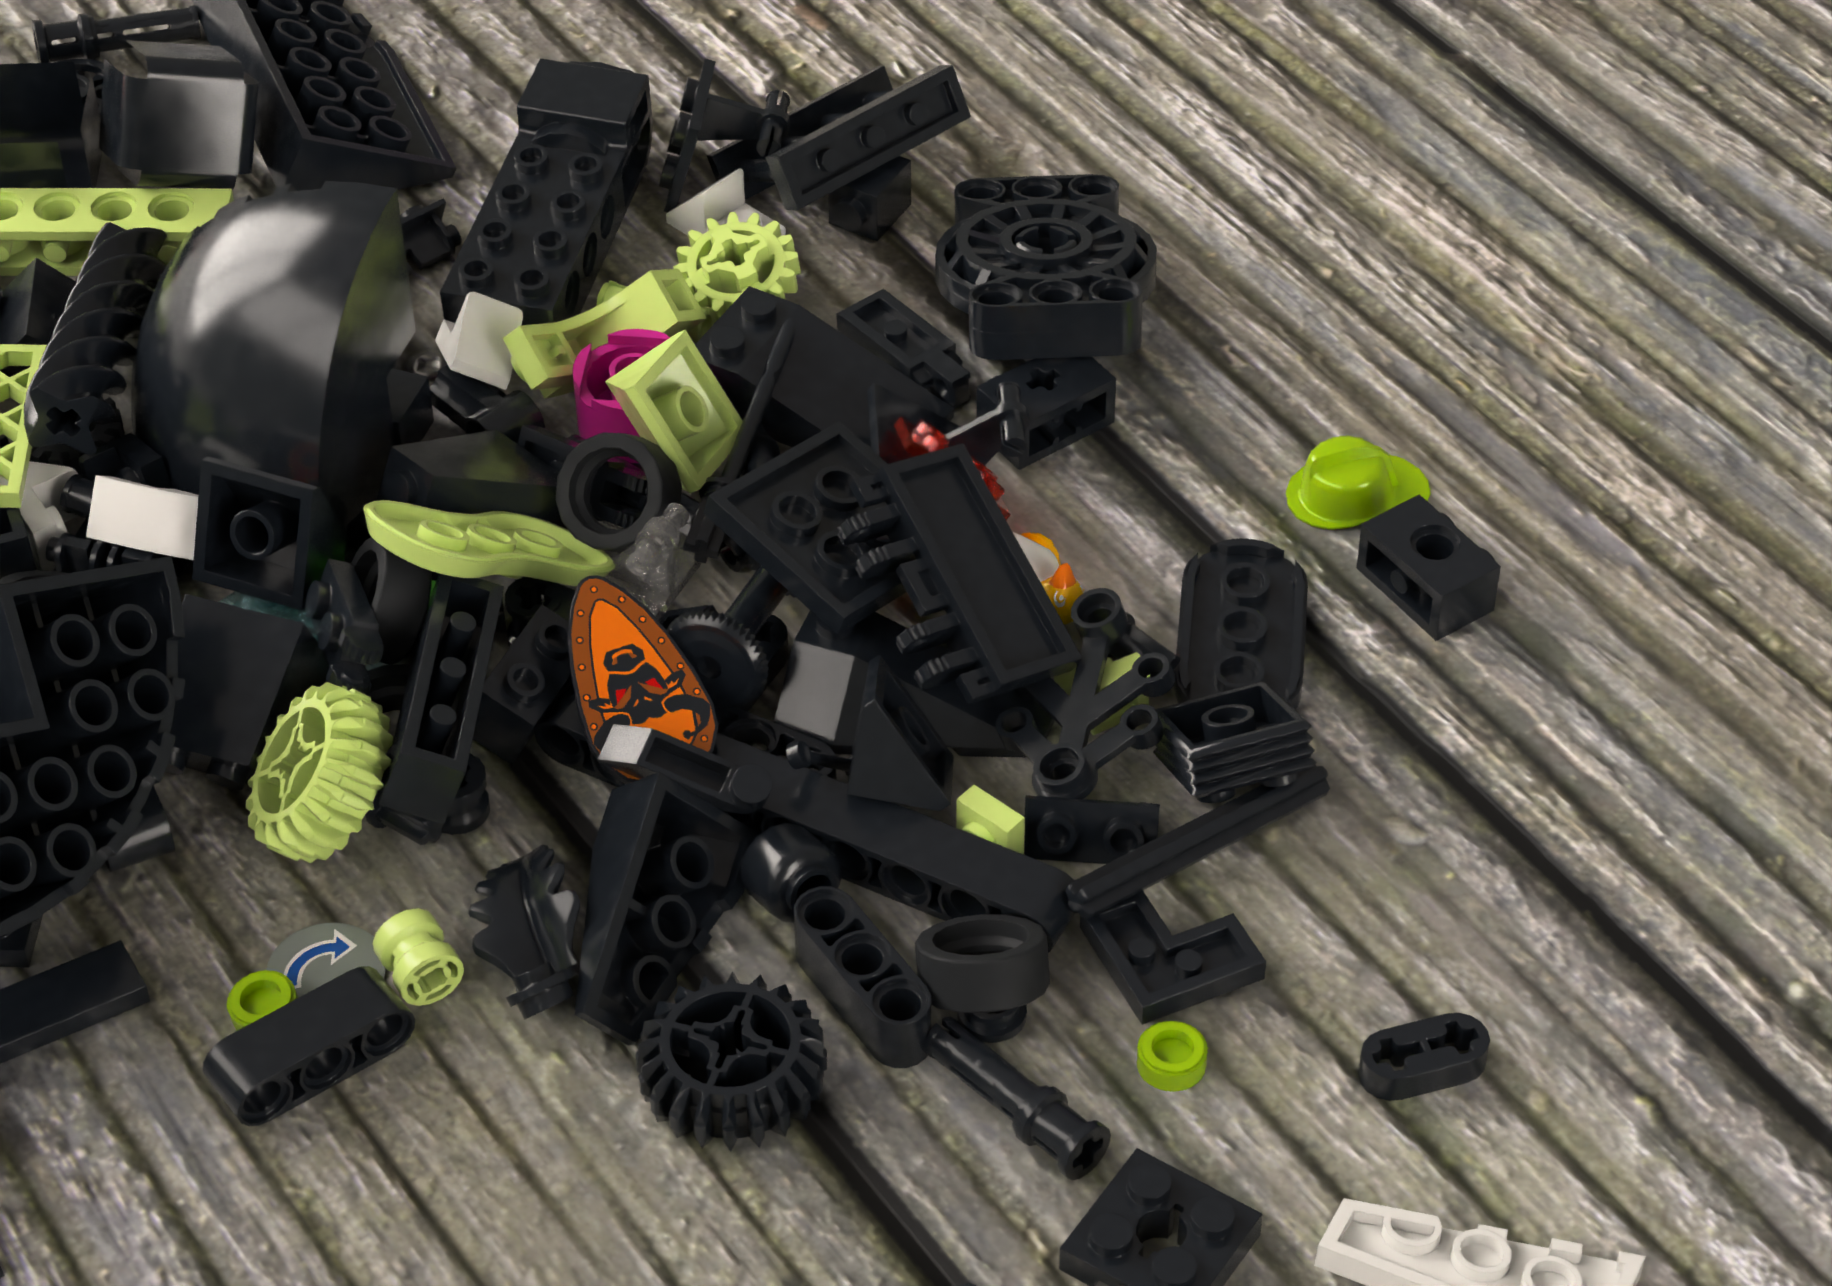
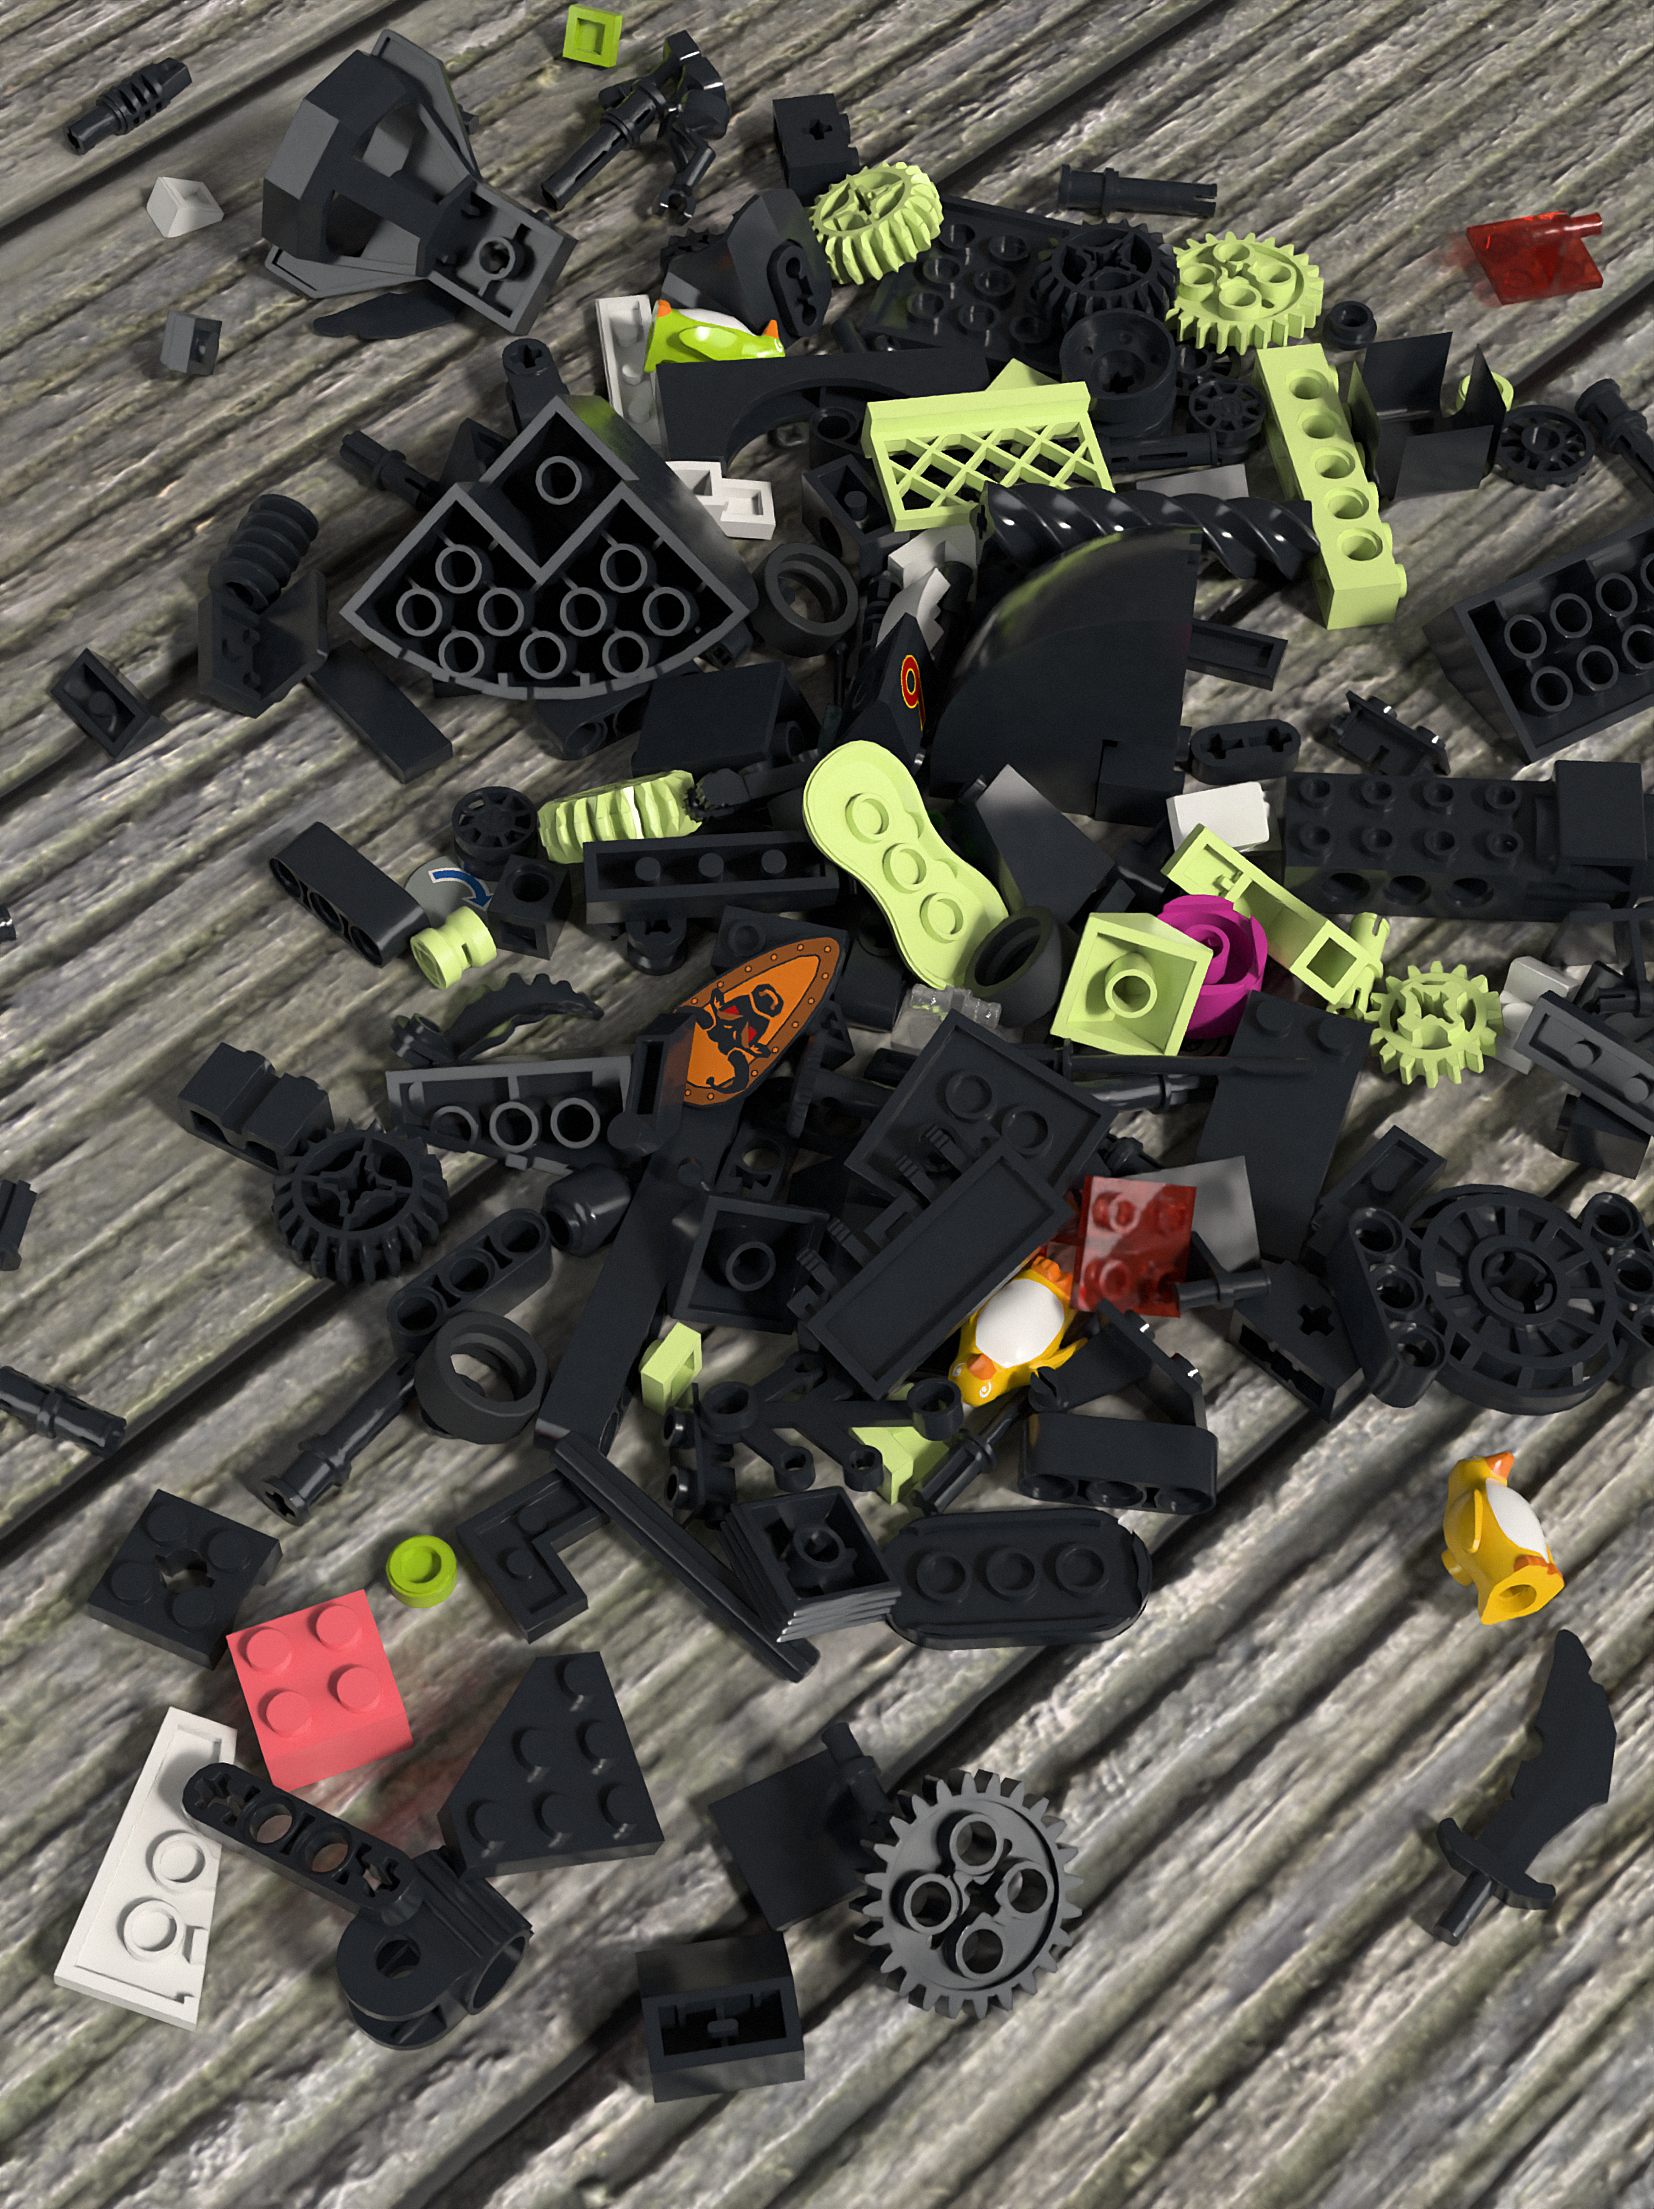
camera: 80 degrees right, 10 degrees up
(182, 123) = (1446, 495): black piece -> none
(258, 996) = (401, 856): lime tile -> none
(268, 915) = (493, 831): none -> black wheel
(381, 880) = (530, 906): none -> black brick
(592, 1146) = (251, 1111): none -> black brick
(1074, 487) = (1117, 1359): none -> black plate
(1147, 539) = (1118, 1463): none -> black beam
(1261, 322) = (1496, 1541): none -> yellow animal
(1311, 1126) = (320, 1691): none -> coral brick
(1351, 483) = (1277, 1680): lime piece -> none
(1424, 1058) = (414, 1789): black beam -> none
(1428, 567) = (1152, 1714): black brick -> none
(1436, 944) = (551, 1780): none -> black plate
(1479, 351) = (1546, 1794): none -> black sword
(1482, 792) = (803, 1830): none -> black plate
(1508, 1120) = (307, 1835): none -> black beam
(1571, 667) = (1010, 1935): none -> gear
(1586, 1039) = (460, 1952): none -> black piece
(1657, 857) = (720, 2016): none -> black slope

